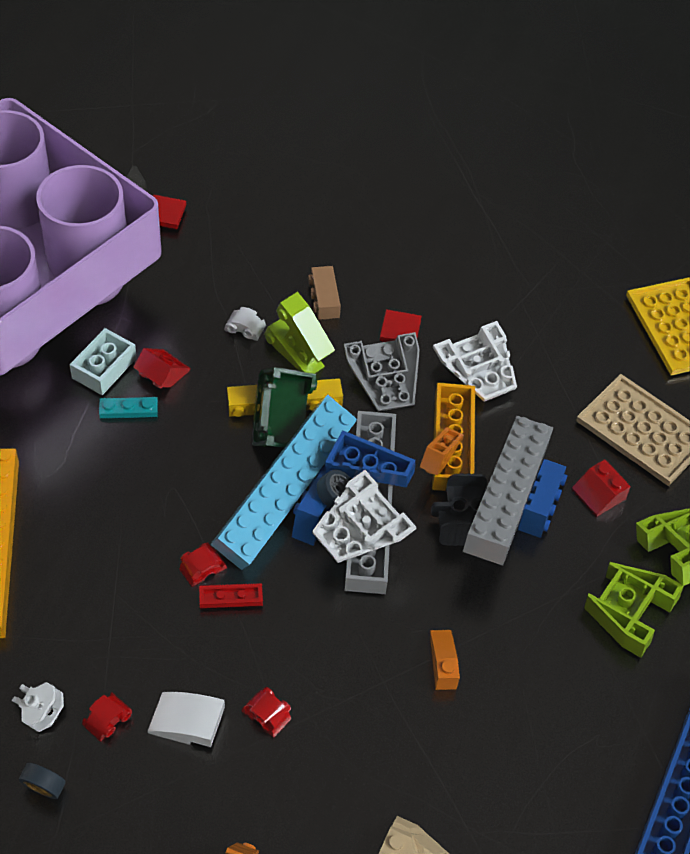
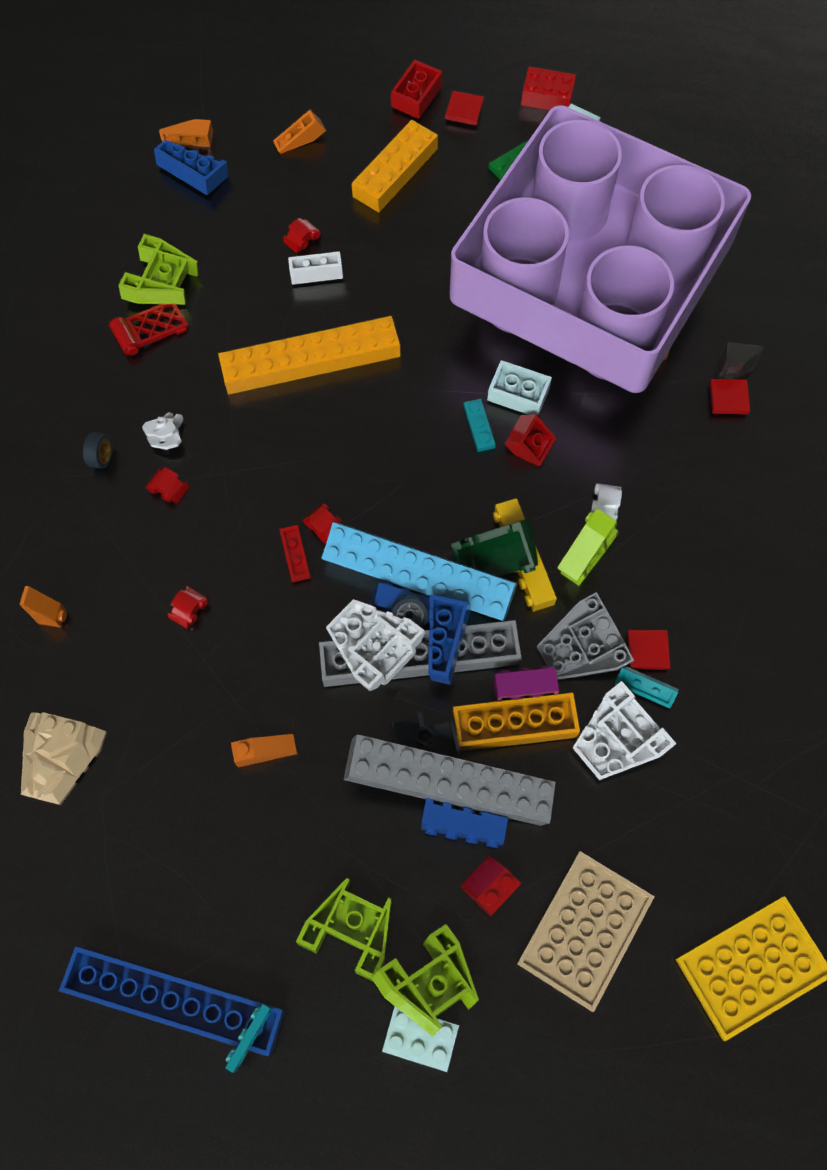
camera: 85 degrees right, 15 degrees up
(187, 717) = (170, 545): white slope -> none
(324, 292) = (671, 566): medium nougat brick -> none
(422, 419) = (525, 683): none -> magenta brick
(437, 333) = (647, 686): none -> teal plate
(440, 451) = (481, 706): orange slope -> none

